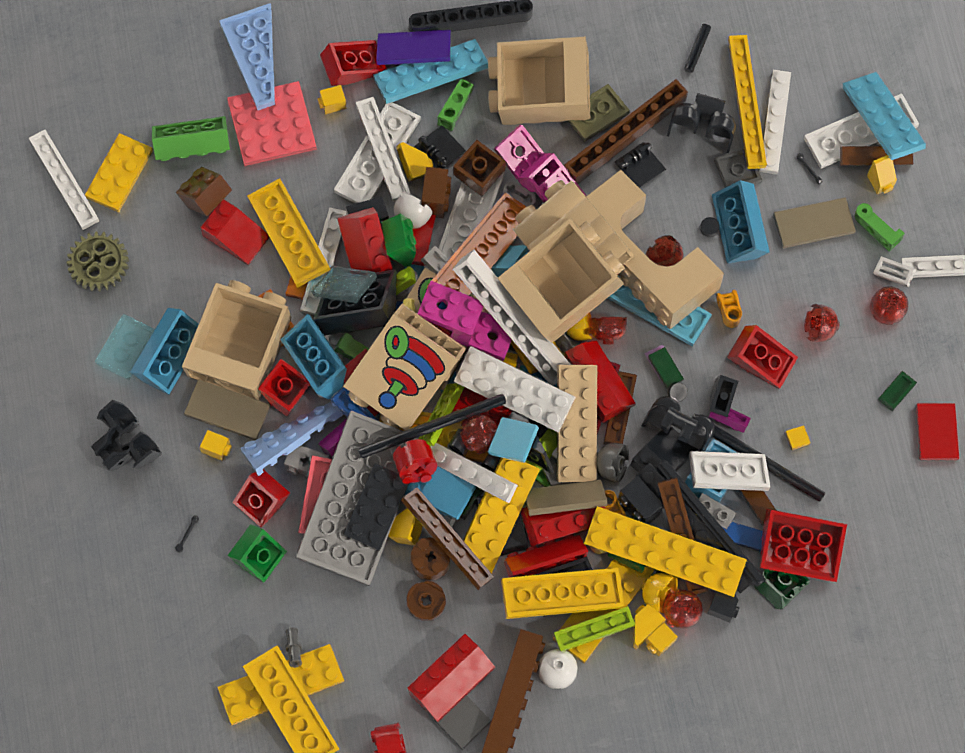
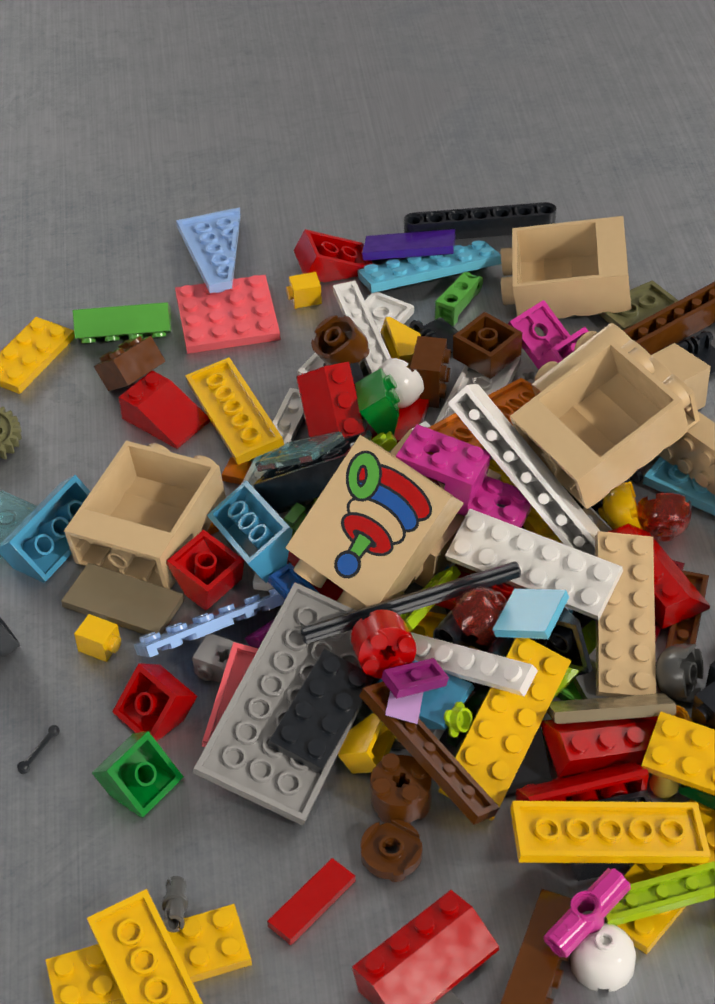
camera: 10 degrees right, 25 degrees down
(366, 172) = (340, 341): none -> reddish brown brick
(378, 638) = (311, 901): none -> red tile
(431, 503) = (405, 708): none -> lavender sticker
(437, 486) = (415, 678): none -> magenta plate
(466, 513) = (458, 719): none -> lime plate
(539, 658) = (575, 926): none -> dark pink piece

